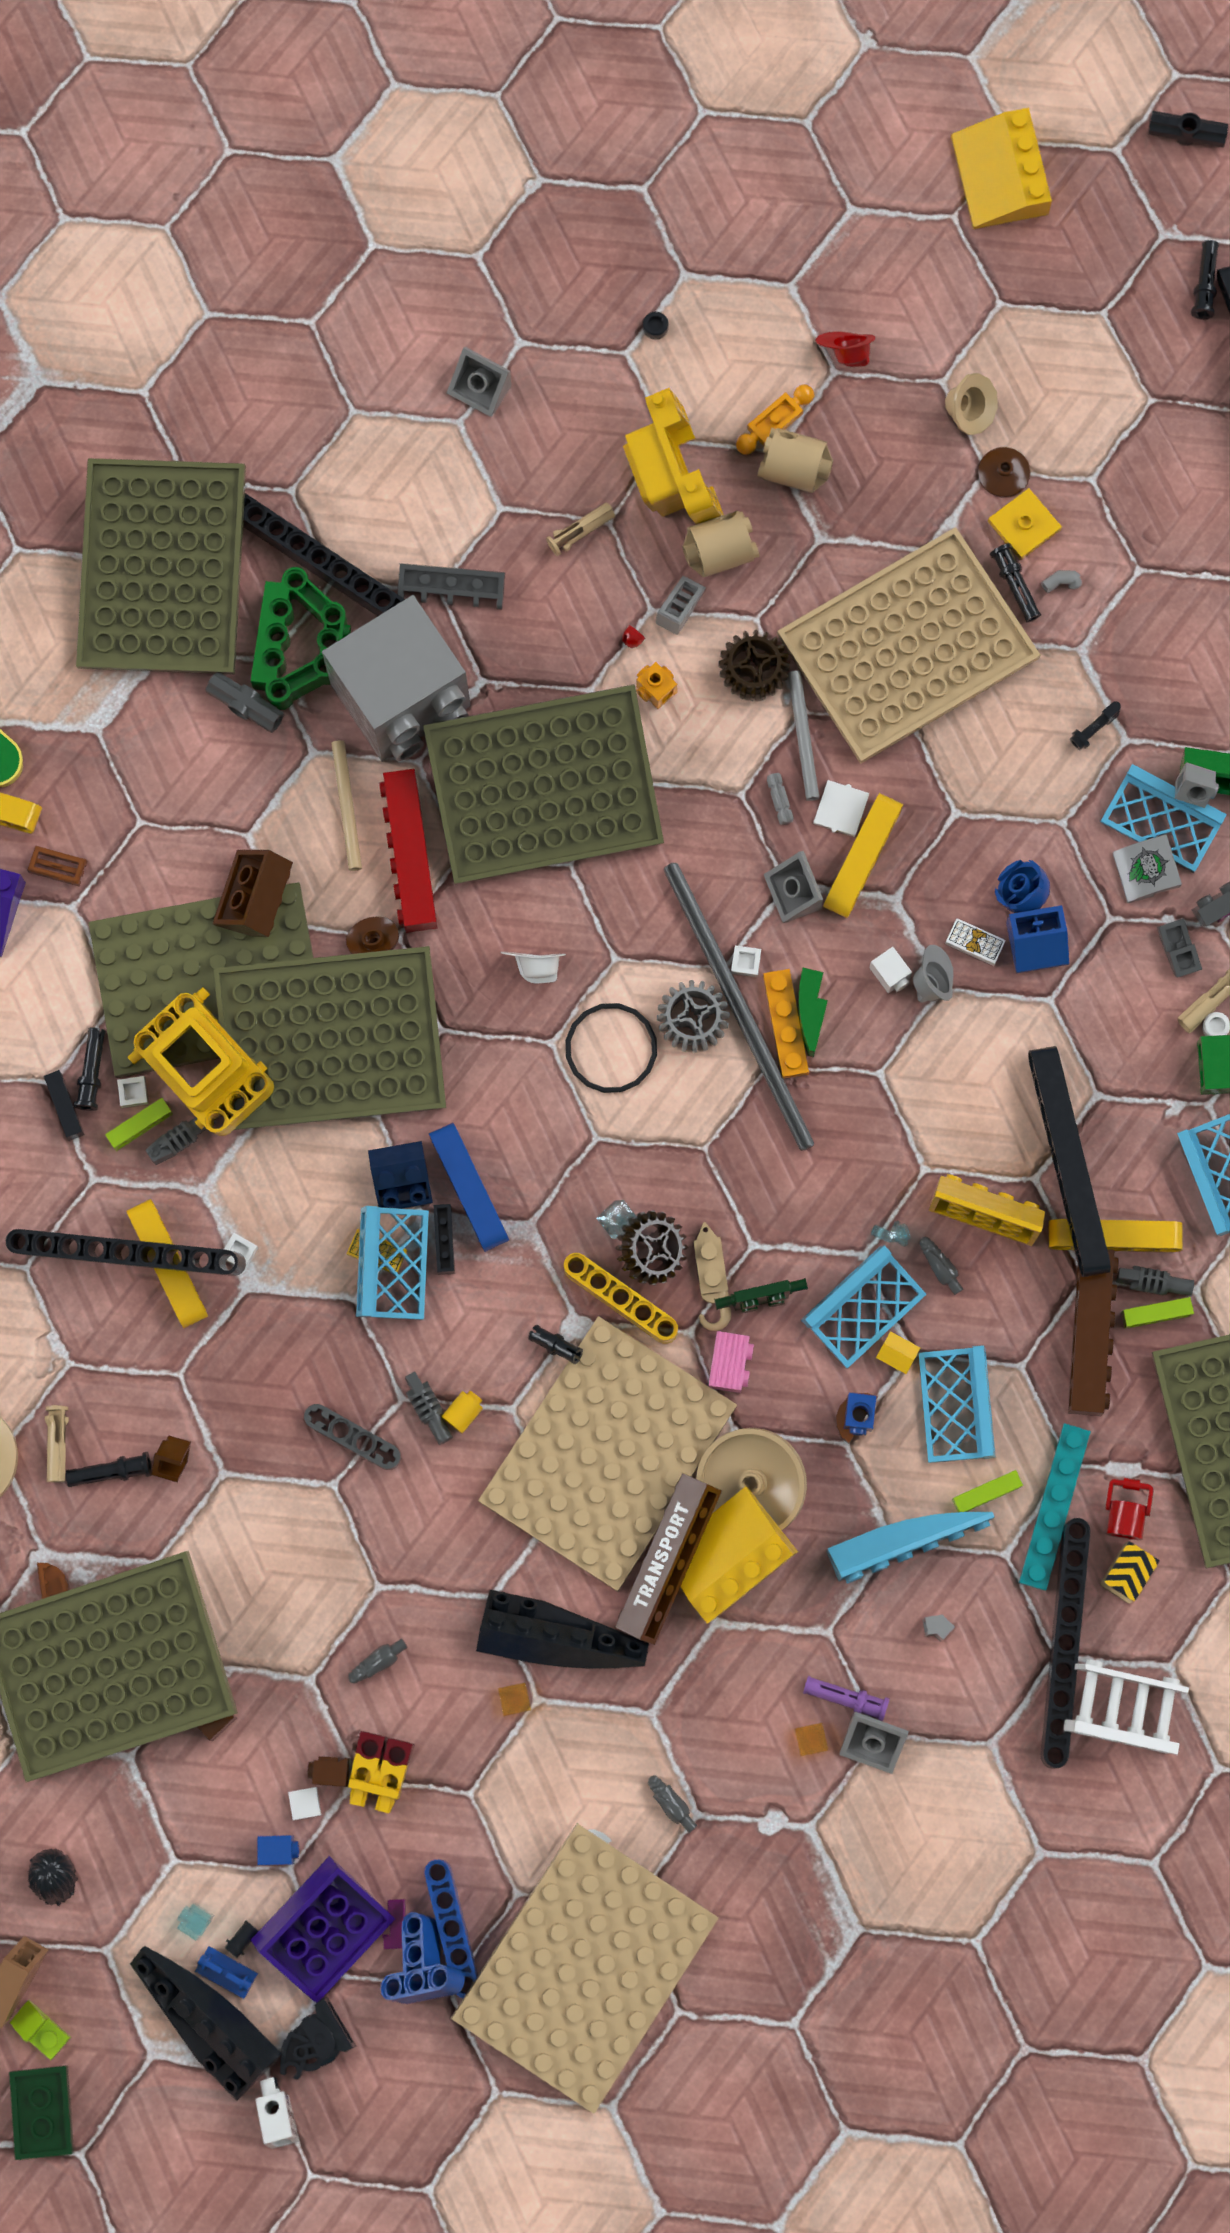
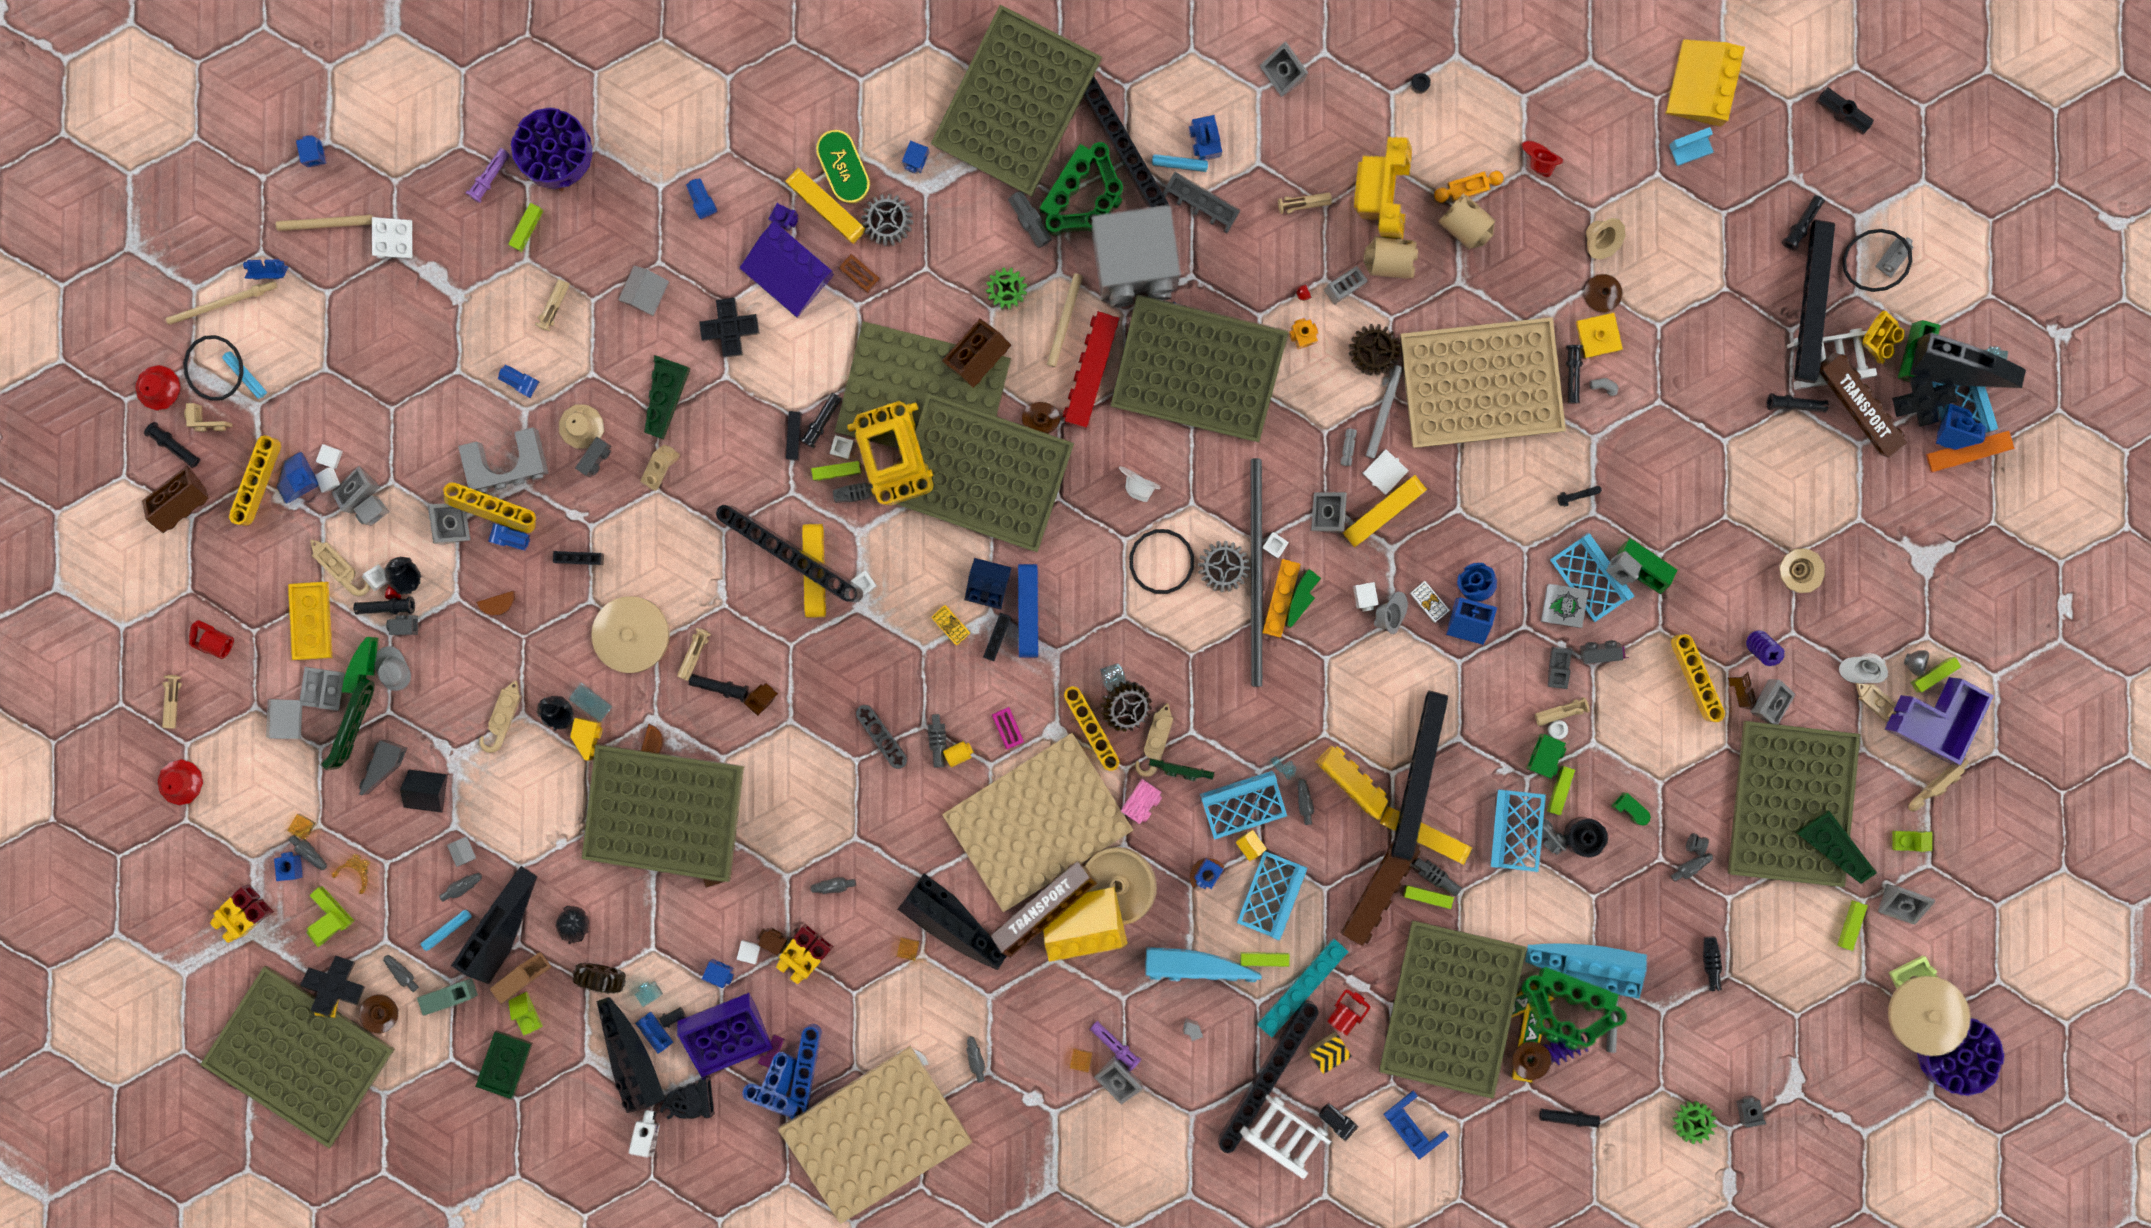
camera: 25 degrees right, 10 degrees up
(44, 774) = (892, 213): none -> light grey gear
(64, 691) = (915, 157): none -> blue brick
(119, 1928) = (599, 978): none -> dark brown gear
(244, 795) = (999, 298): none -> bright green gear
(368, 1262) = (941, 631): medium azure fence -> none
(402, 551) = (1180, 163): none -> medium azure axle
(421, 506) = (1206, 138): none -> blue brick
(529, 1365) = (1001, 713): none -> dark pink tile
(555, 1344) = (1036, 738): black pin -> none
(1024, 252) = (1691, 146): none -> medium azure panel
(1193, 1661) = (1341, 1124): none -> black piece

